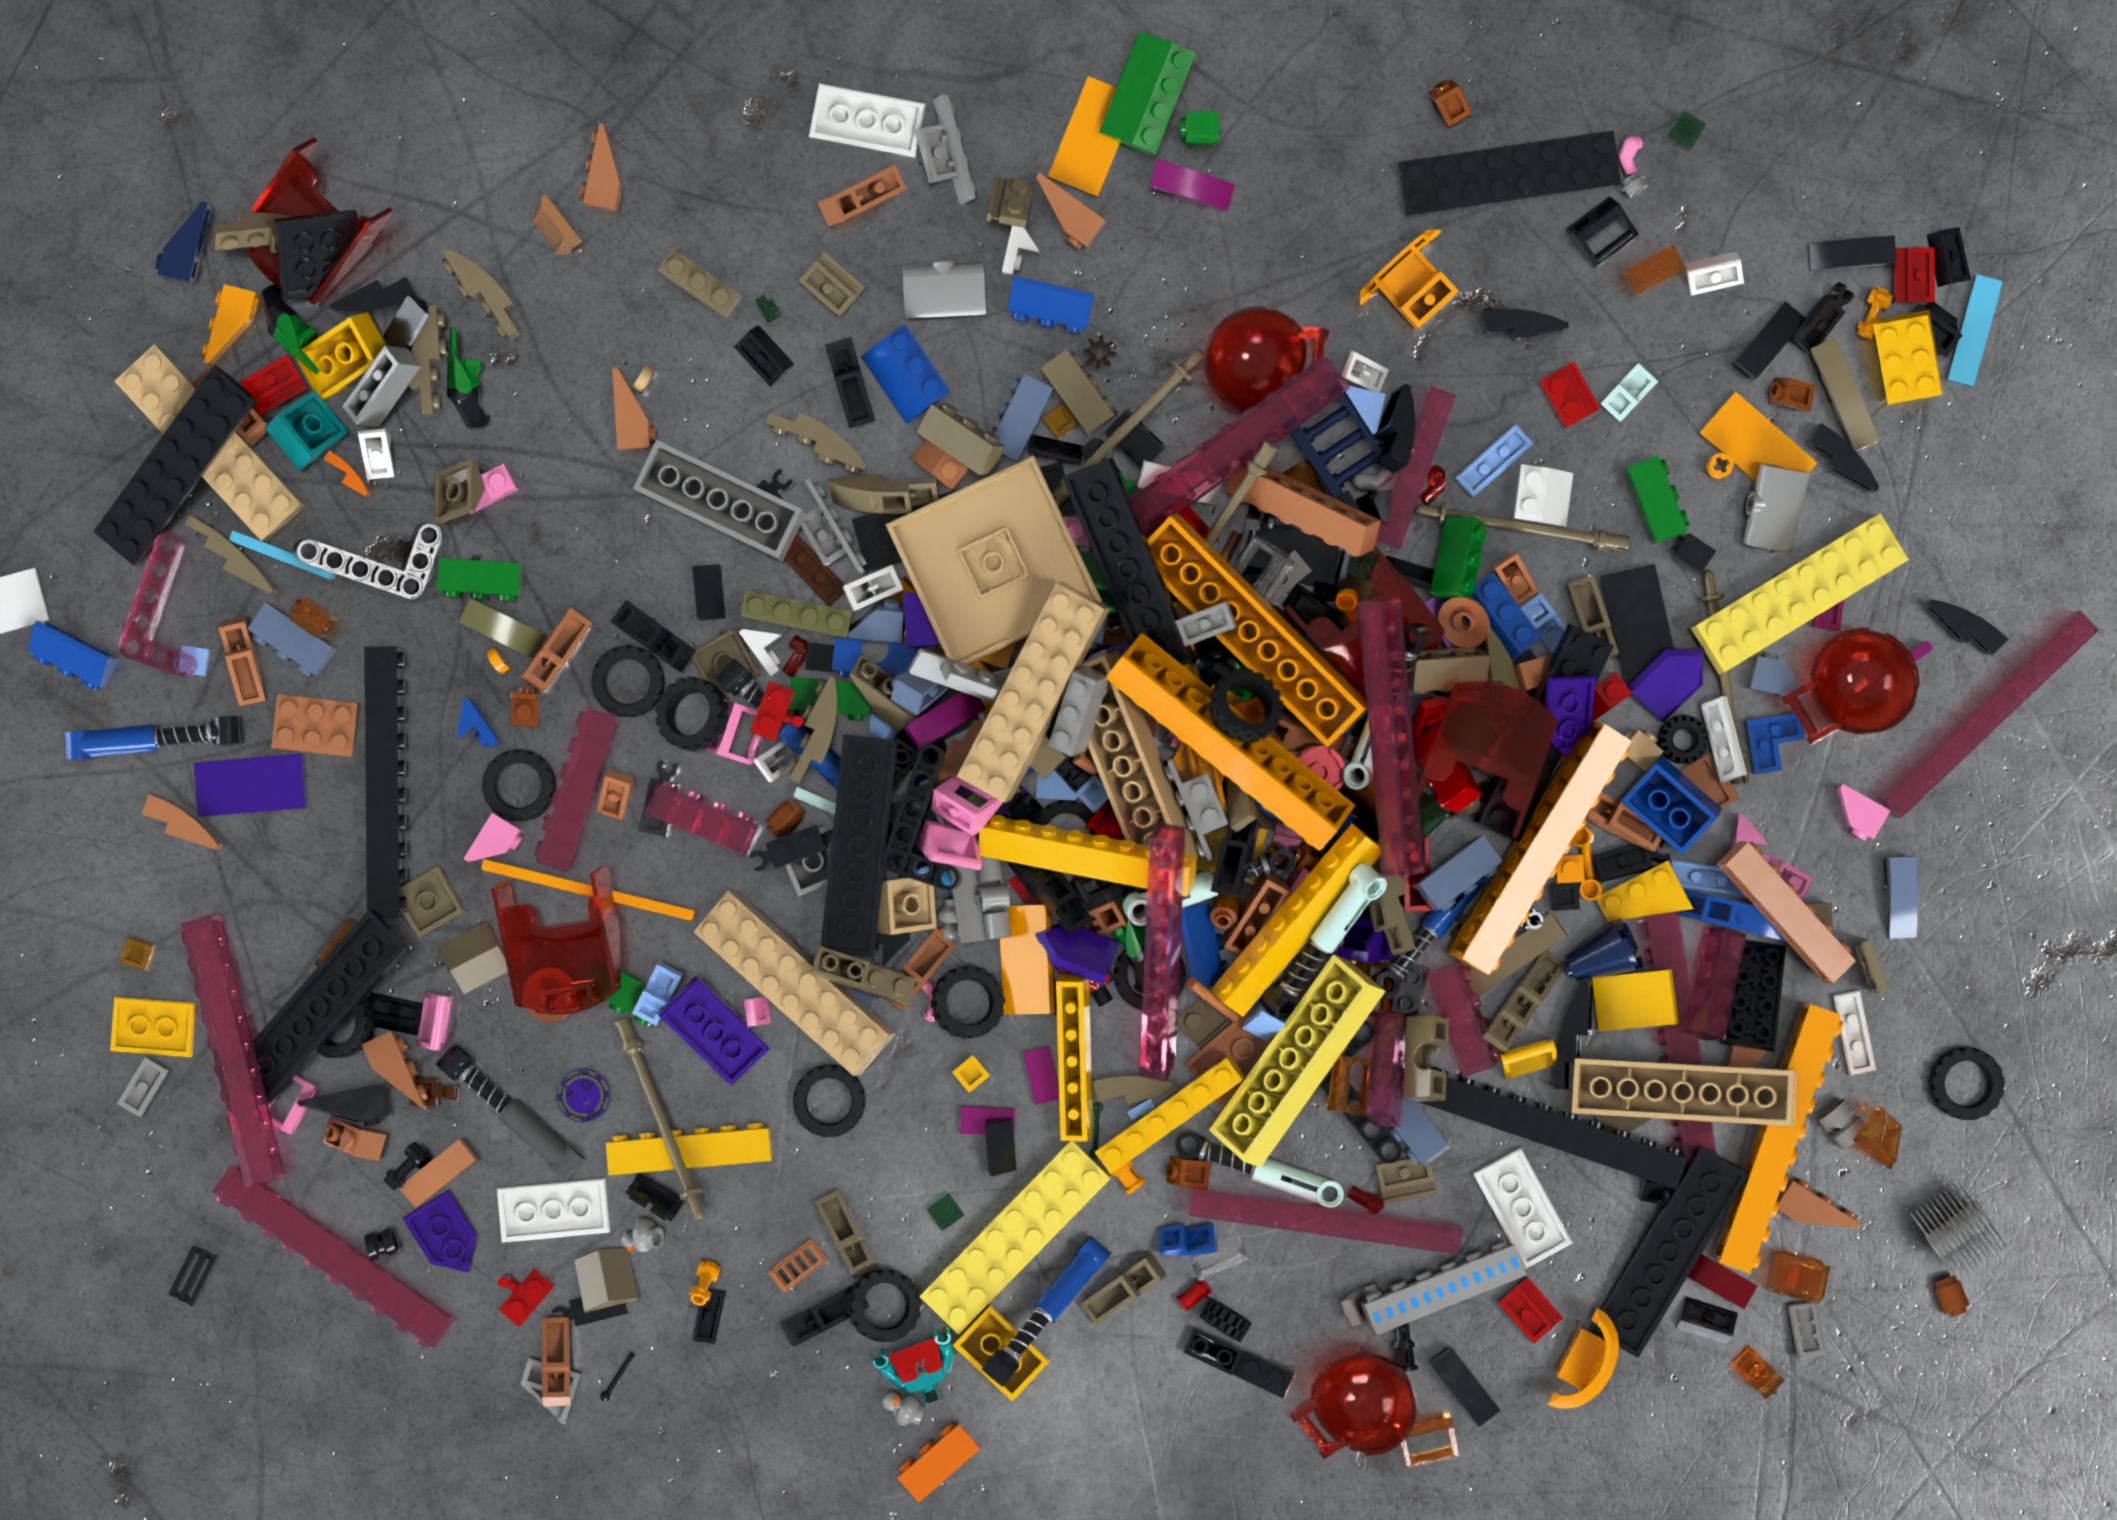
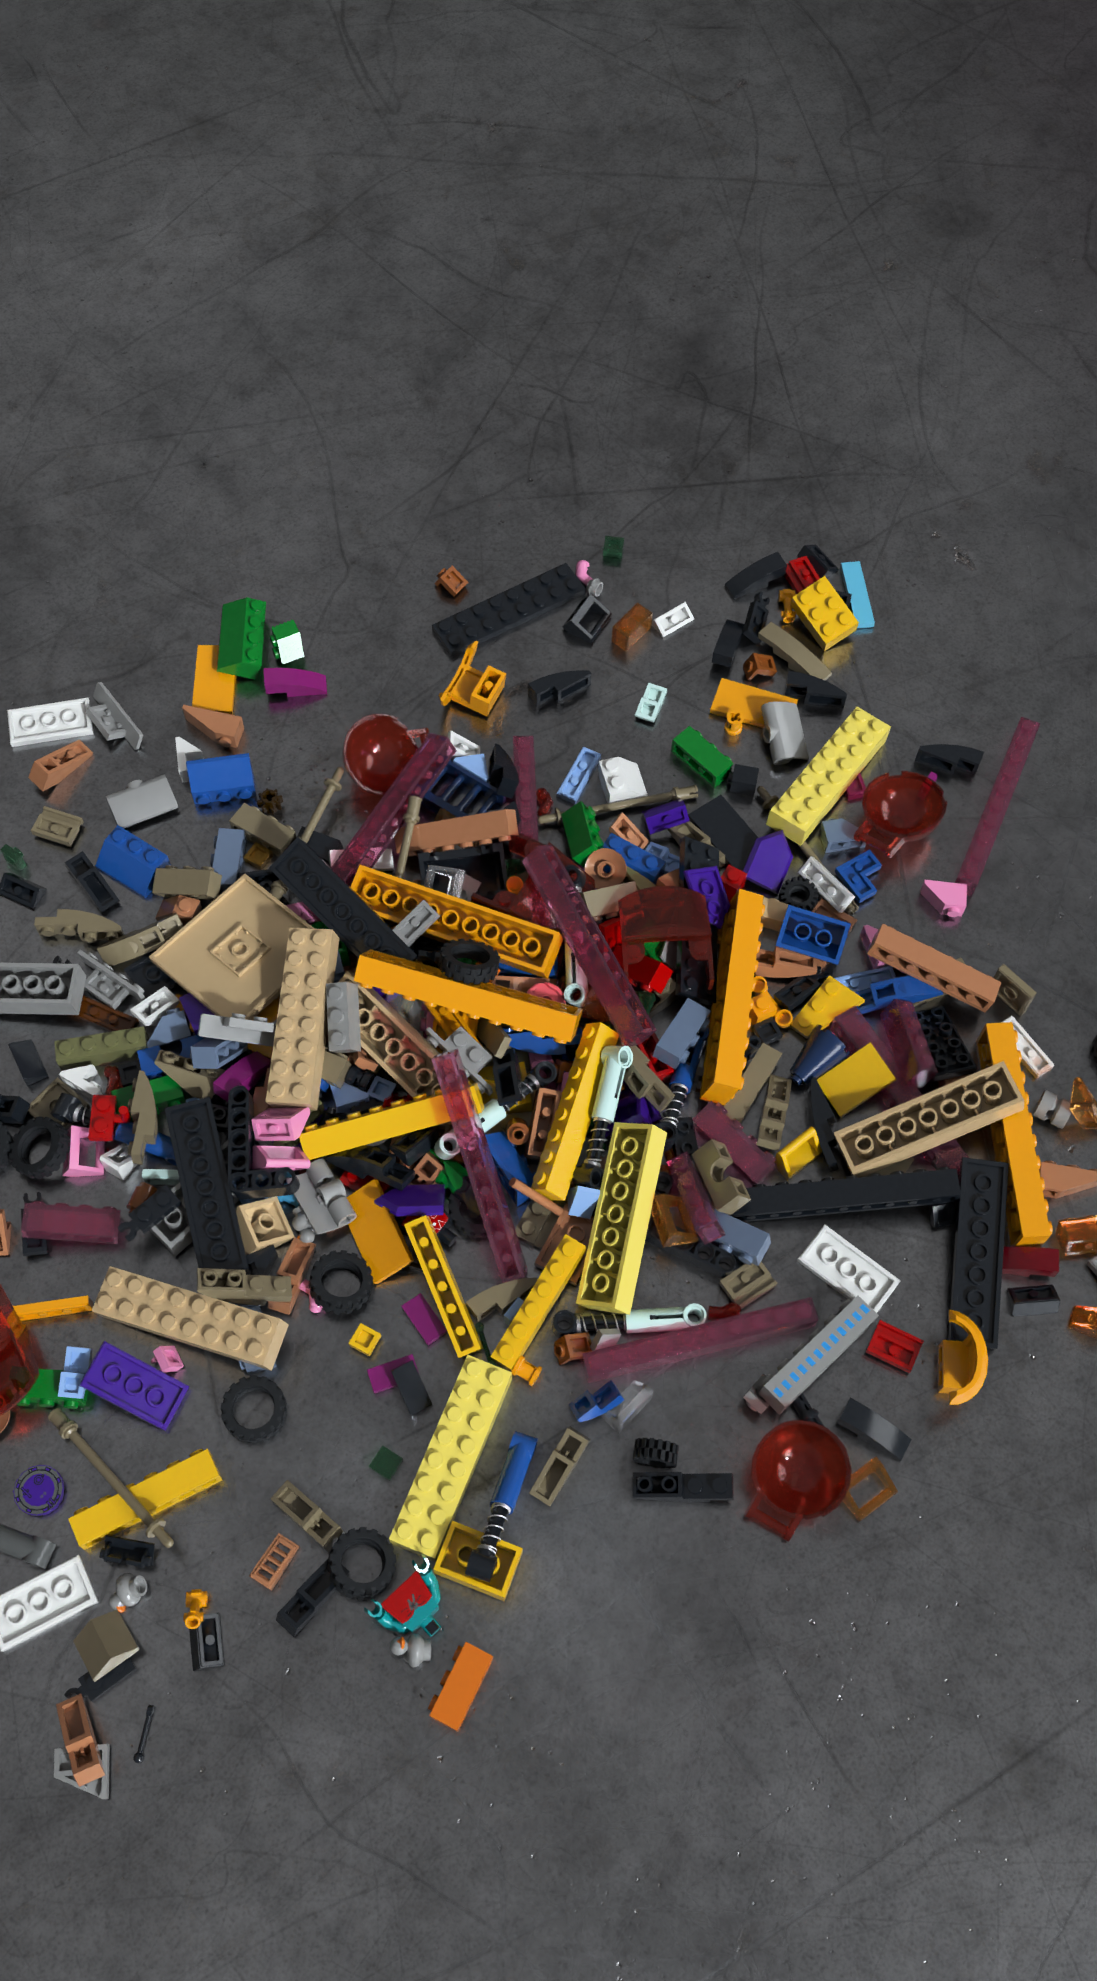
camera: 20 degrees left, 25 degrees down
(524, 1296) = (36, 1692): red plate -> none
(1010, 201) = (170, 730): dark tan plate -> none
(1194, 1294) = (621, 1445): red pin -> none
(1224, 1180) = (605, 1338): none -> light grey tile
(1569, 395) = (611, 719): red plate -> none
(1571, 576) = (665, 816): none -> dark purple tile
(1902, 896) = (1005, 939): sand blue slope -> none

